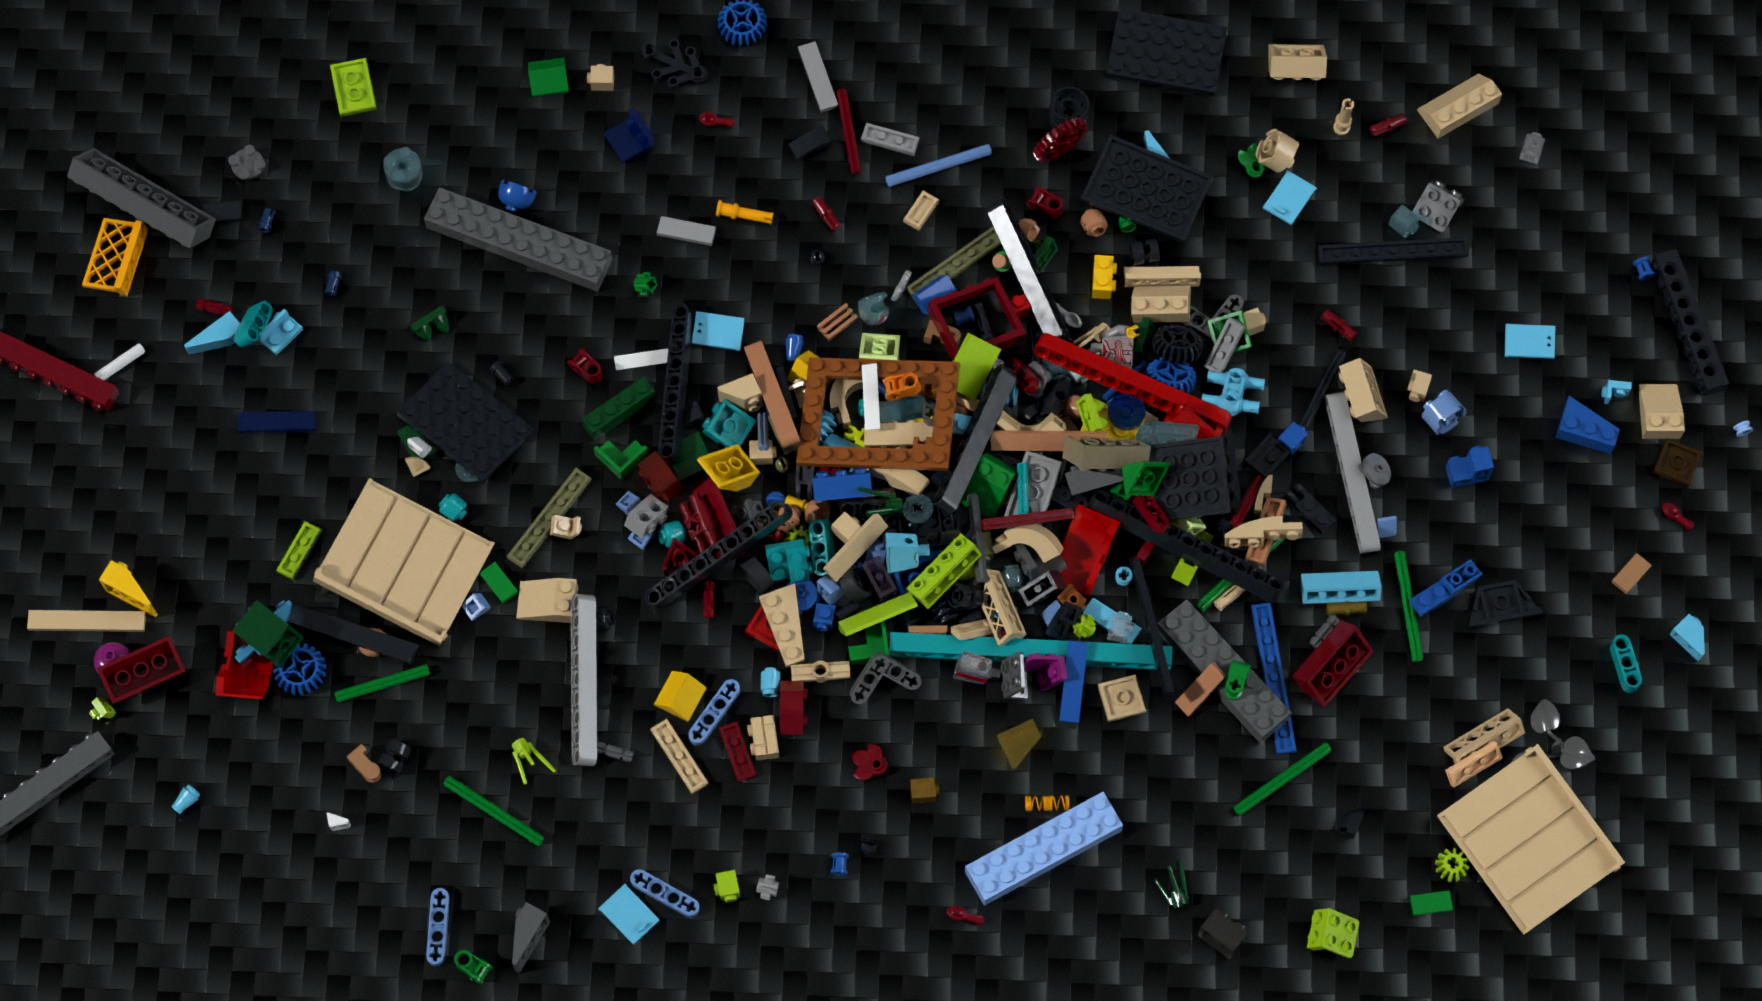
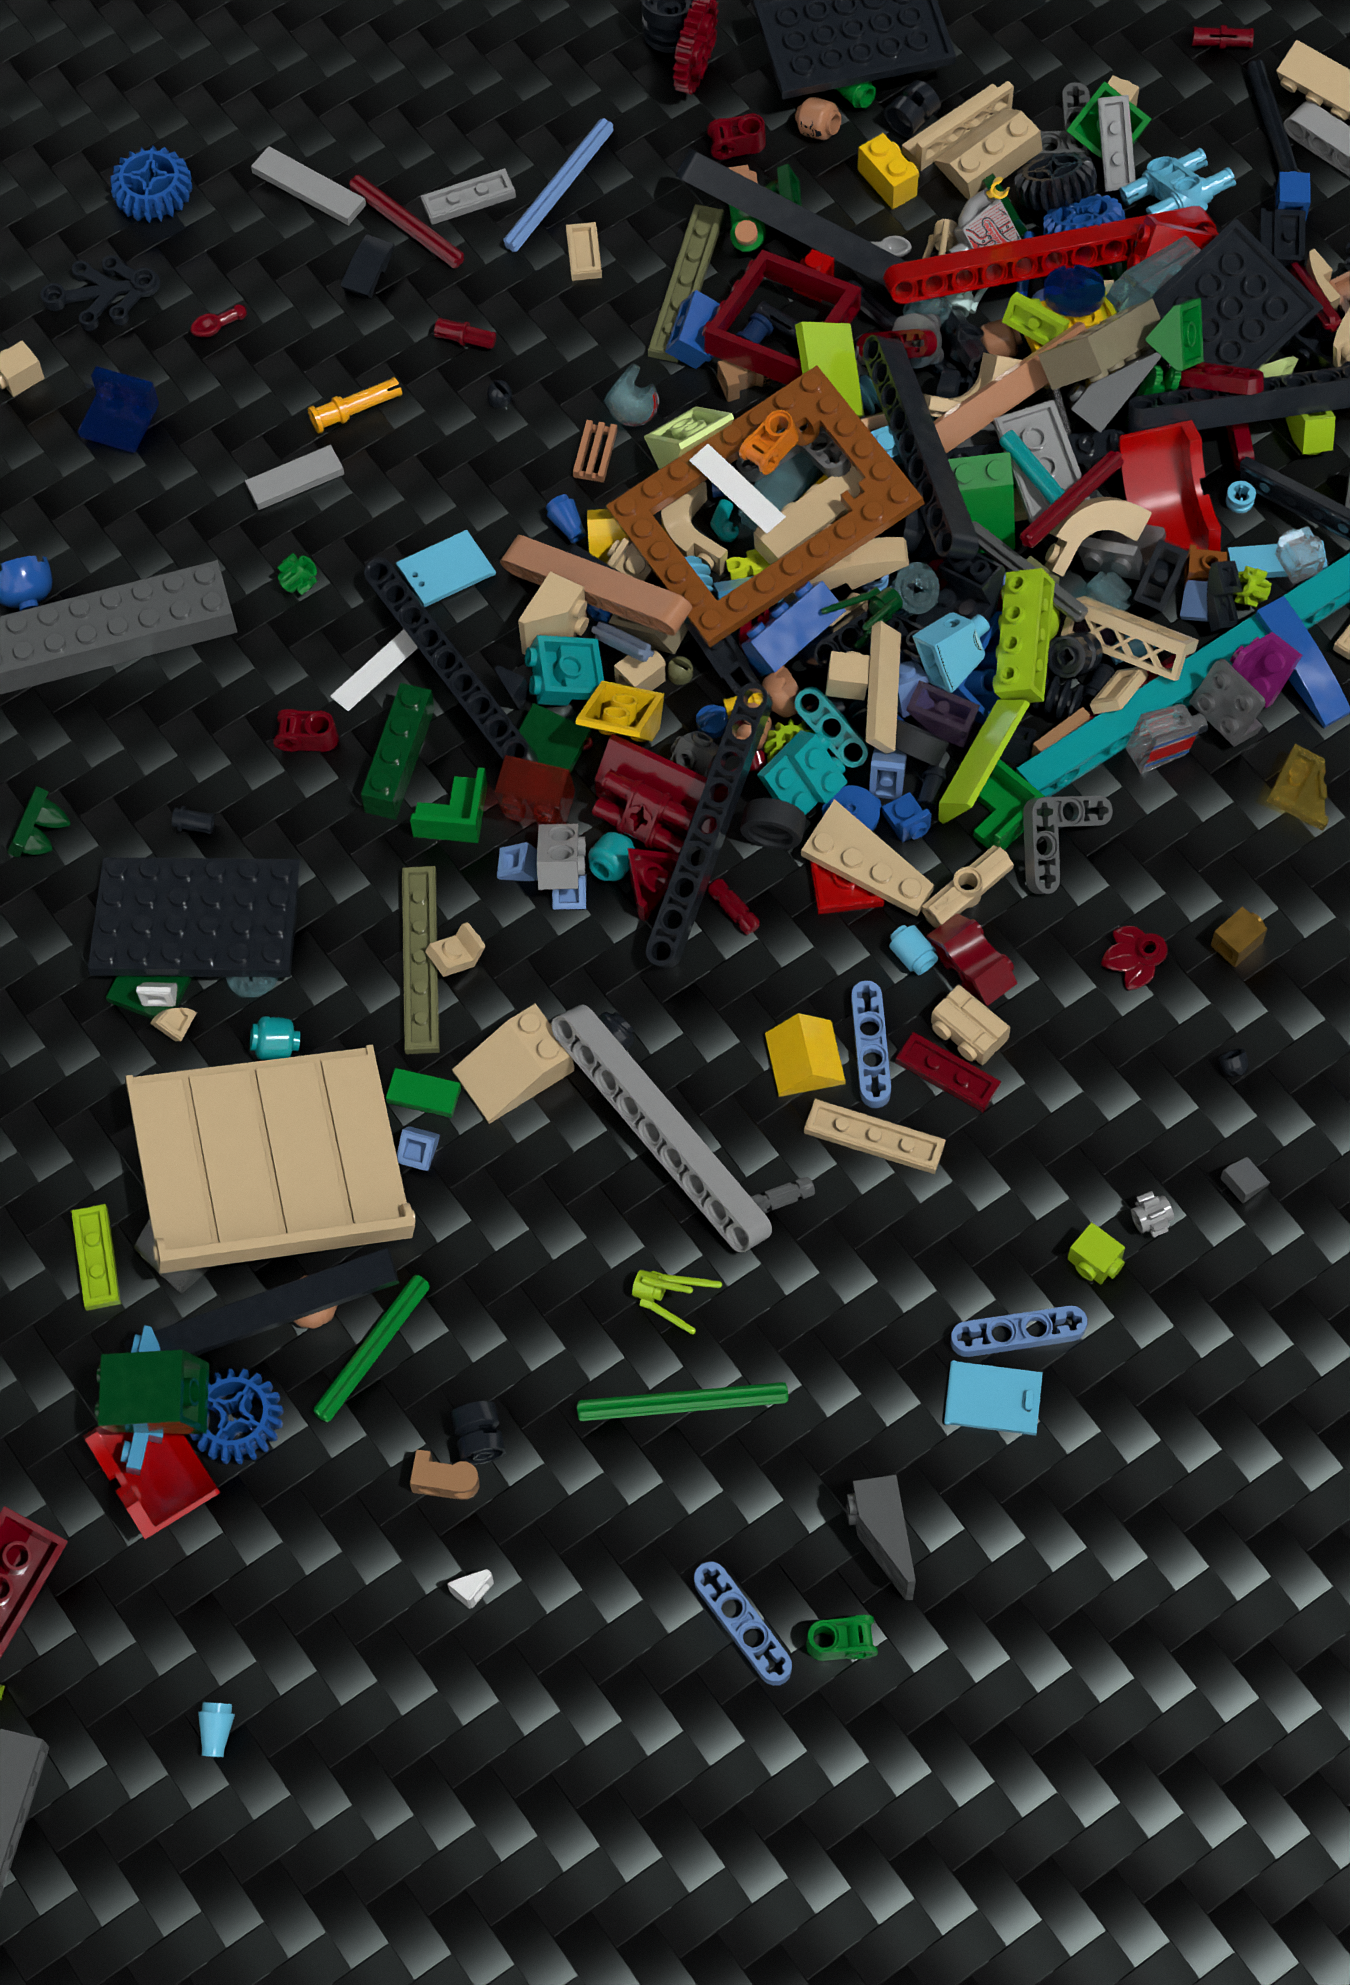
camera: 35 degrees left, 5 degrees down
(825, 903) = (1244, 1179): none -> dark grey slope
(839, 864) = (1217, 1112): blue bush -> none
(901, 286) = (640, 355): light grey piece -> none

